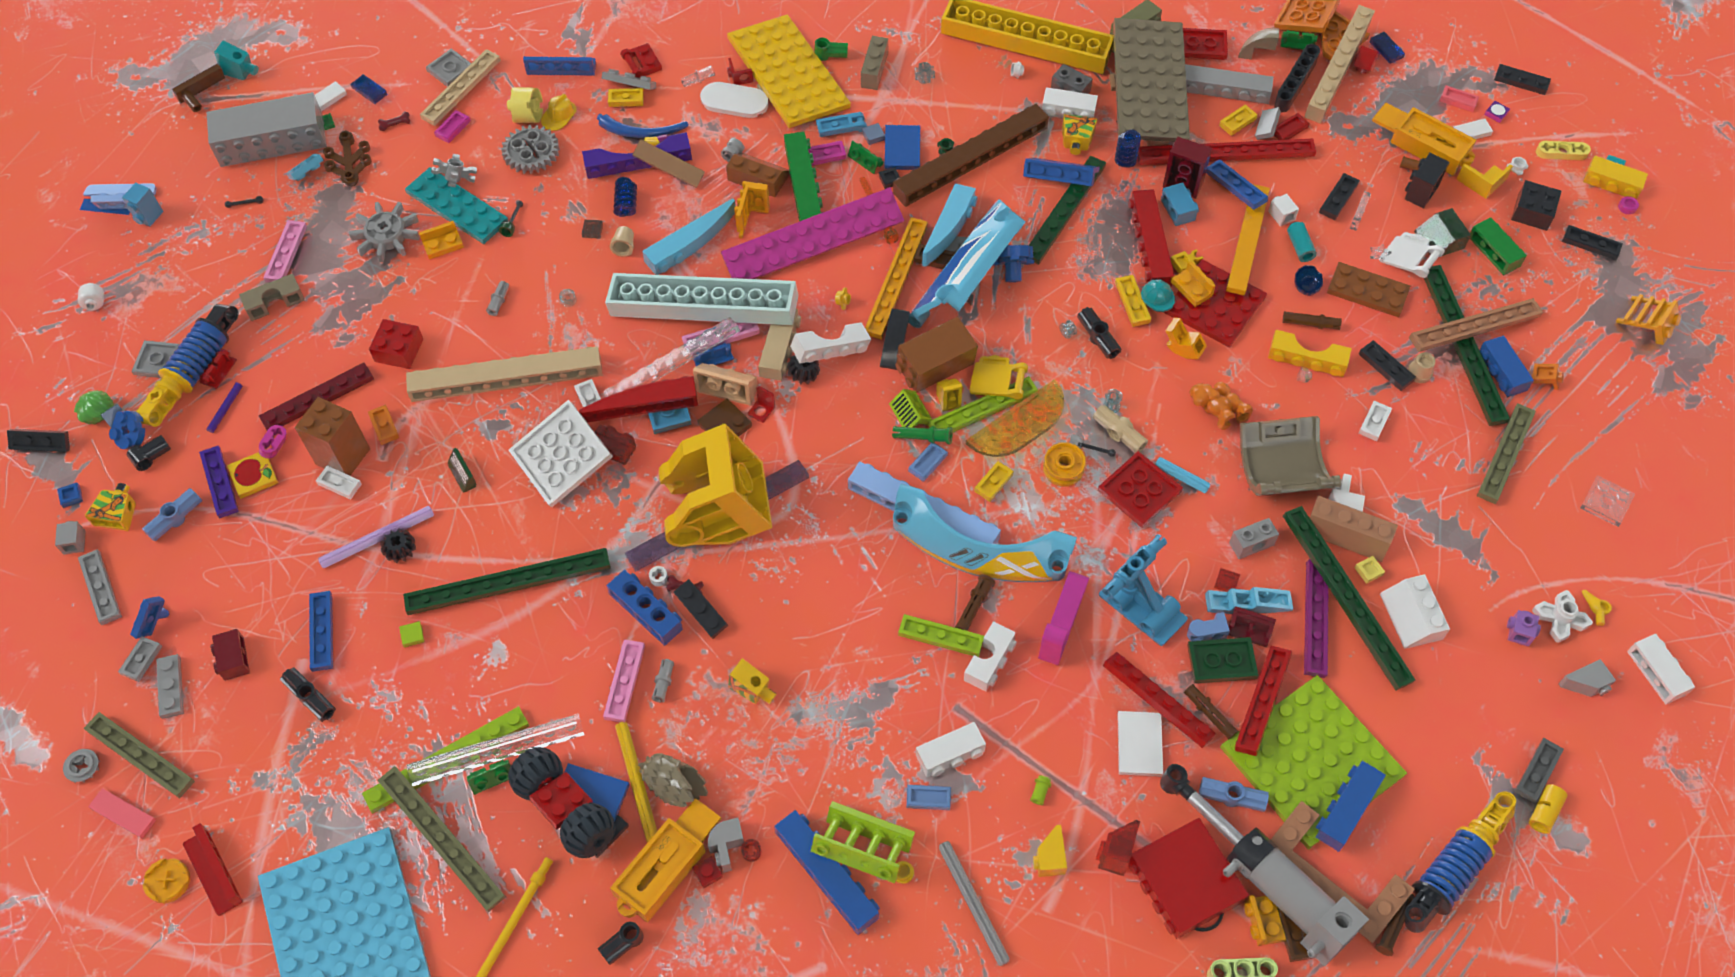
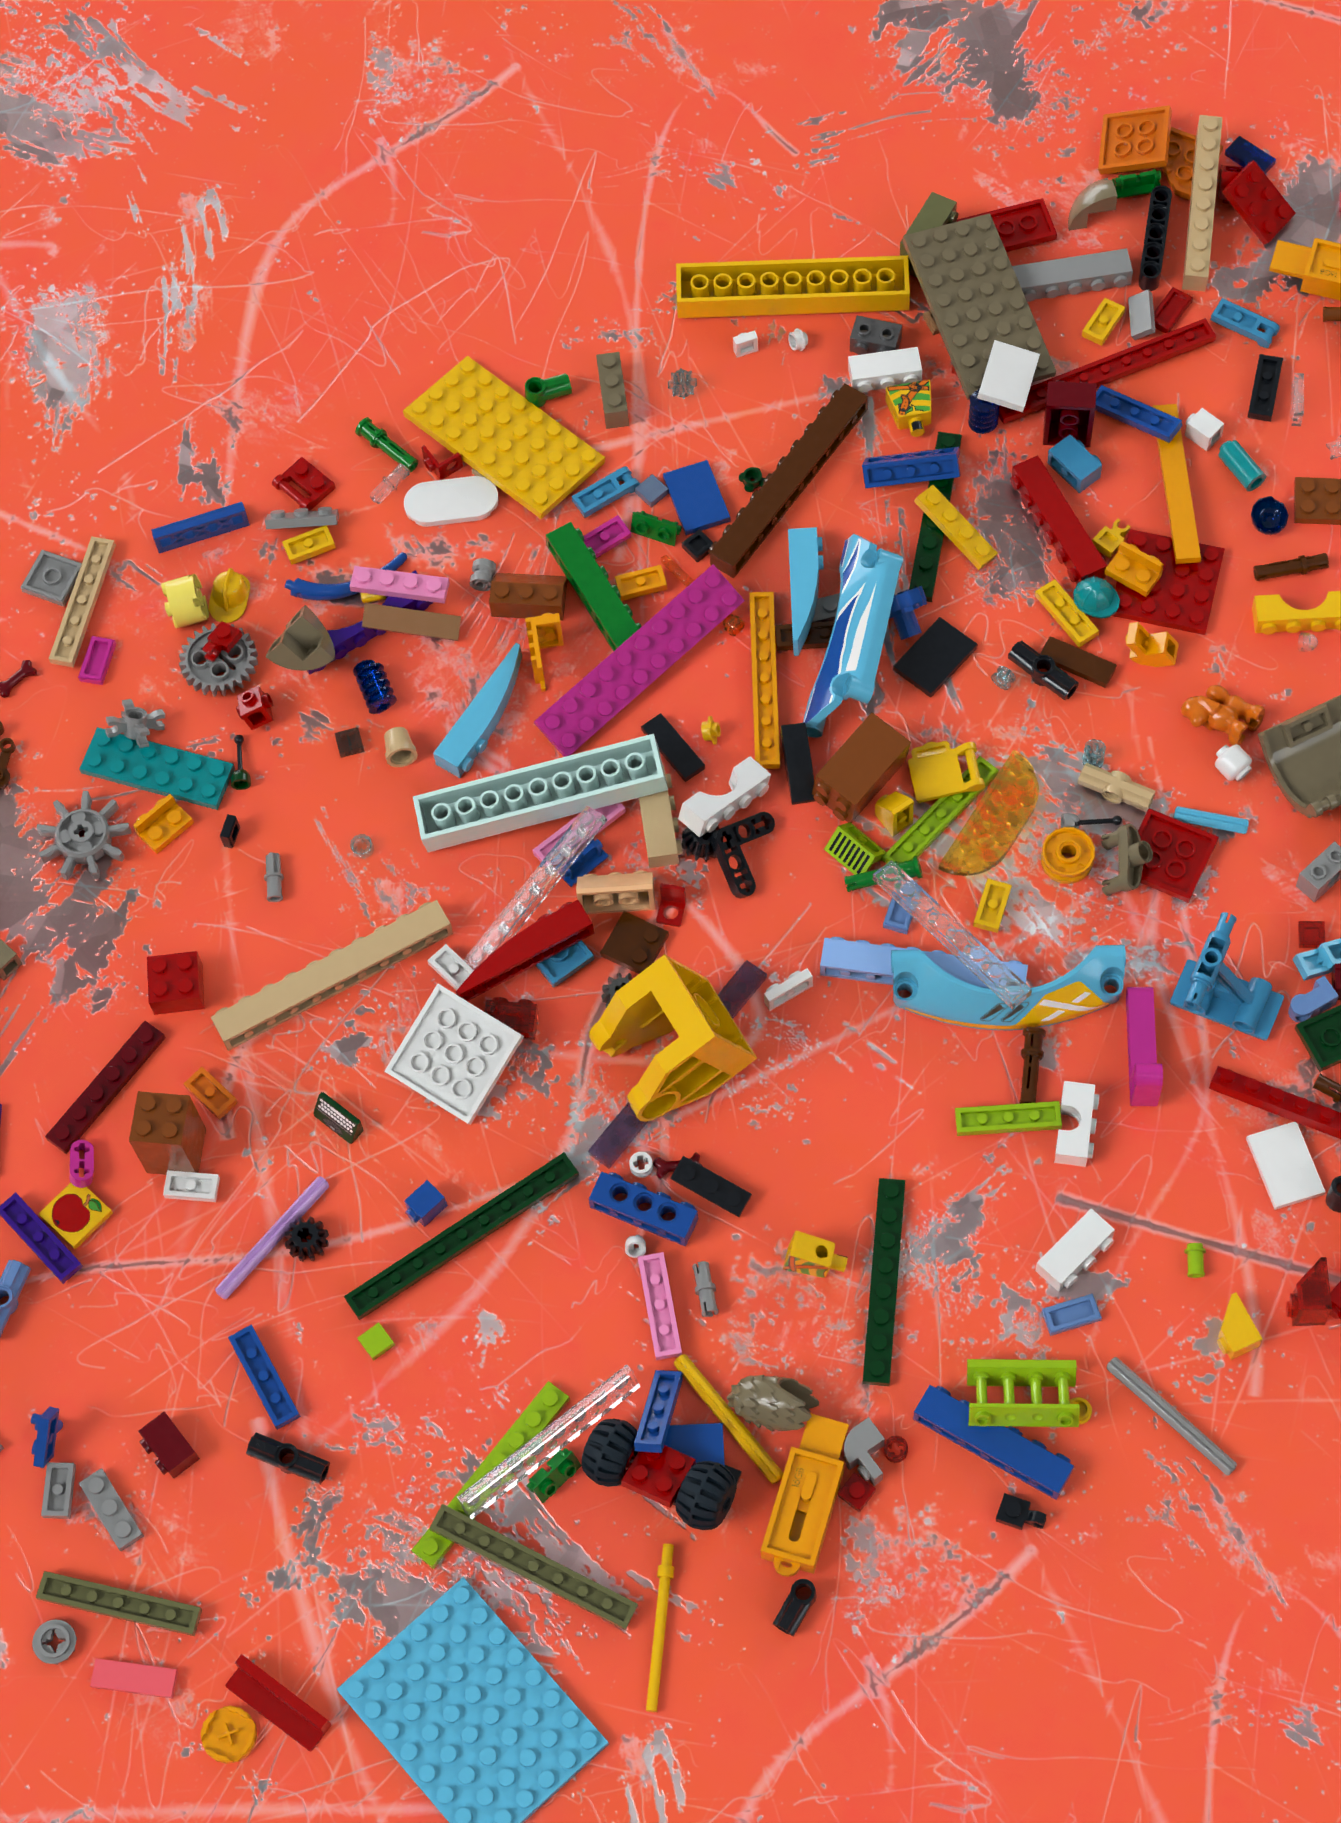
camera: 15 degrees left, 5 degrees up
(482, 259) = (230, 831): none -> black tile
(491, 550) = (425, 1204): none -> blue brick
(535, 134) = (221, 638): none -> red plate
(538, 185) = (255, 707): none -> red brick
(583, 755) = (658, 1411): none -> blue plate
(587, 153) = (303, 643): none -> dark tan brick
(623, 632) = (634, 1252): none -> white hinge
(671, 137) = (399, 584): none -> bright pink plate
(704, 48) = (379, 439): none -> green pin
(796, 723) = (884, 1282): none -> dark green plate
(812, 302) = (674, 747): none -> black tile
(820, 489) = (794, 985): none -> white plate
(822, 933) = (1016, 1512): none -> black plate
(824, 376) = (734, 841): none -> black beam
(838, 188) = (641, 582): none -> light orange plate
(951, 488) = (952, 934): none -> clear plate
(979, 61) = (745, 343): none -> plate
(1025, 300) = (935, 657): none -> black tile
(1075, 219) = (956, 527): none -> yellow plate
(1110, 478) = (1131, 857): none -> dark tan connector
(1129, 336) = (1079, 662): none -> reddish brown tile
(1152, 128) = (1008, 376): none -> white tile
(1214, 439) = (1233, 762): none -> white head
(1341, 150) = (1245, 322): none -> dark azure plate
(1381, 74) = (1258, 202): none -> red plate

